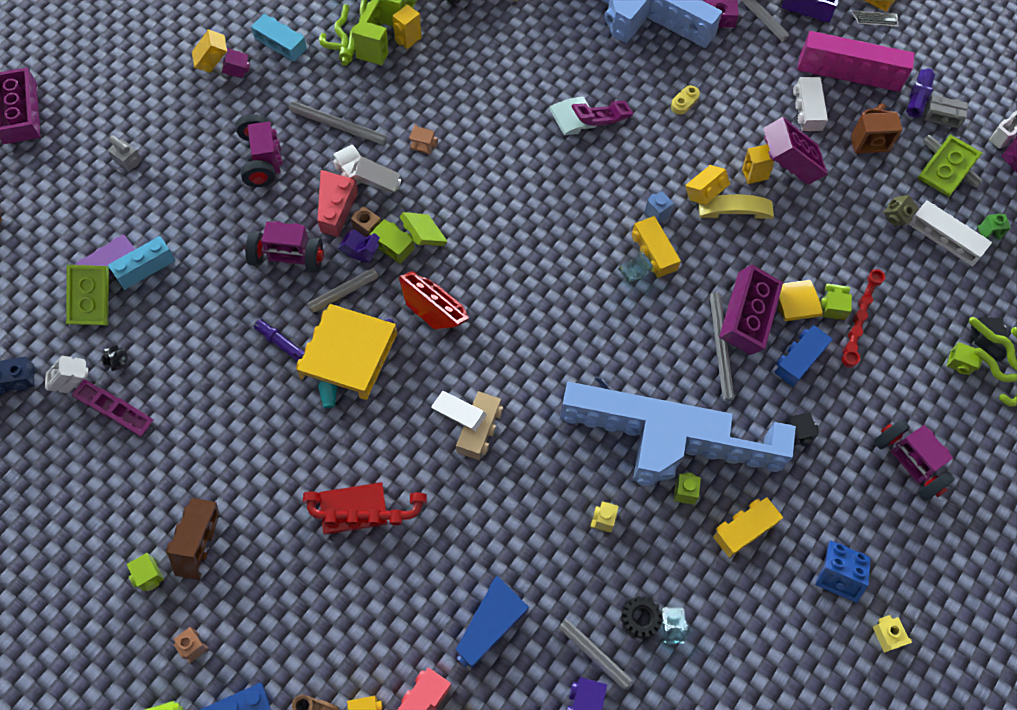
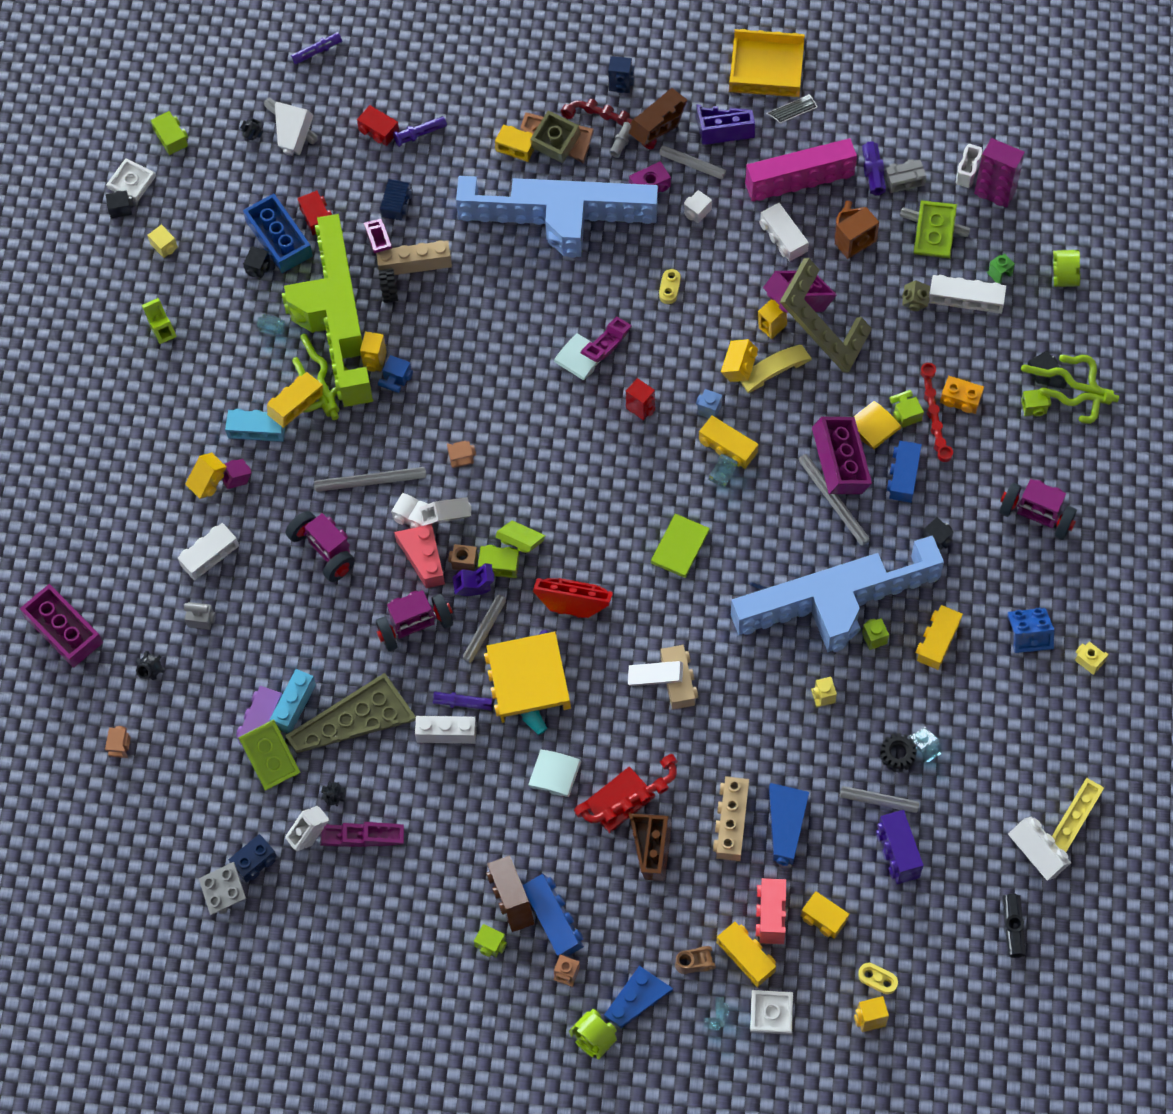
camera: 25 degrees left, 0 degrees up
(54, 172) = (149, 666): none -> black rock
(170, 110) = (208, 551): none -> white brick
(192, 304) = (362, 712): none -> olive wing
(214, 584) = (553, 916): none -> blue brick
(246, 357) = (445, 729): none -> white brick
(313, 449) = (554, 773): none -> light aqua slope
(318, 29) = (294, 399): none -> yellow brick
(350, 570) = (652, 844): none -> reddish brown wedge
(415, 52) = (395, 371): none -> blue brick
(441, 589) = (732, 818): none -> tan brick
(557, 312) = (680, 545): none -> lime tile
(600, 171) = (640, 399): none -> red brick
(747, 50) = (697, 206): none -> white brick
(783, 149) = (840, 352): none -> olive plate
(896, 316) = (961, 394): none -> light orange brick

